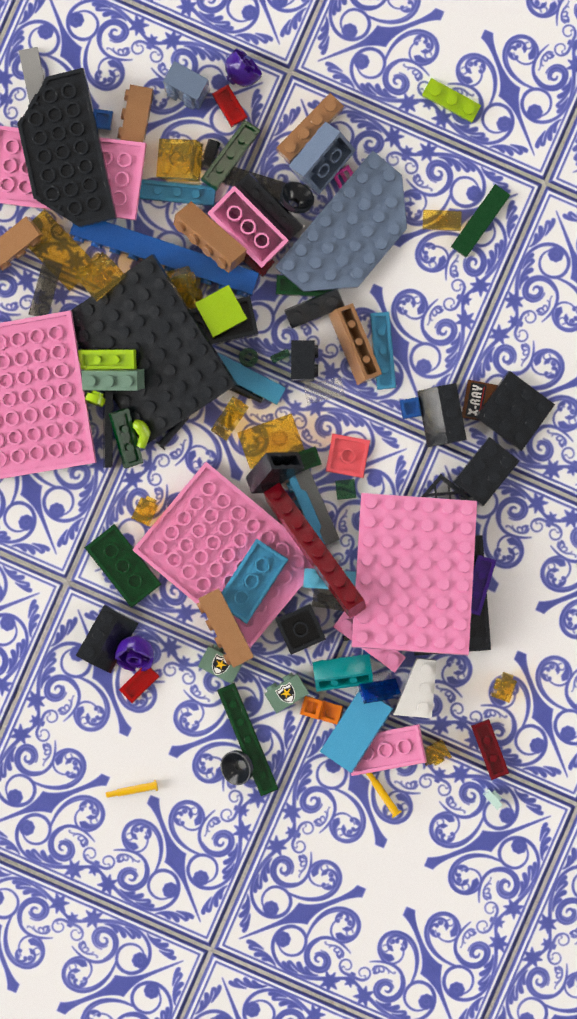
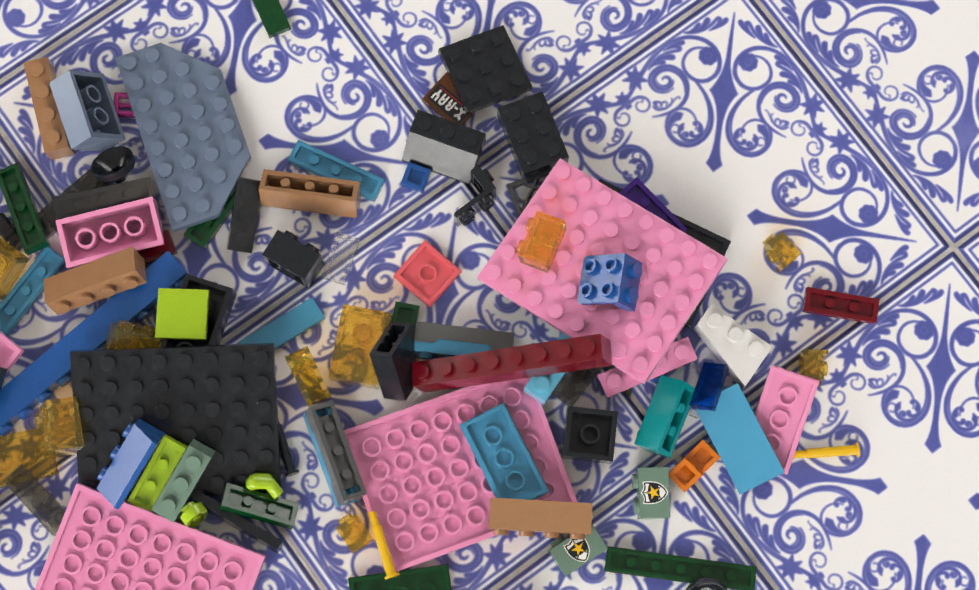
camera: 65 degrees left, 10 degrees down
(103, 337) = (128, 462): none -> slope
(146, 536) = (382, 546): none -> yellow piece
(189, 466) = (334, 453): none -> dark grey piece
(246, 393) = (291, 344): black piece -> none
(252, 362) = (254, 326): clear green plate -> none
(280, 356) = (274, 282): clear green tile -> none
(345, 489) = (462, 297): clear green tile -> none
(406, 585) = (610, 281): none -> blue bracket
(408, 523) = (541, 241): none -> clear yellow brick
(431, 459) = (482, 181): none -> black bracket
(442, 220) = (235, 29): clear yellow plate -> none
(494, 798) = (898, 332): light aqua plate -> none

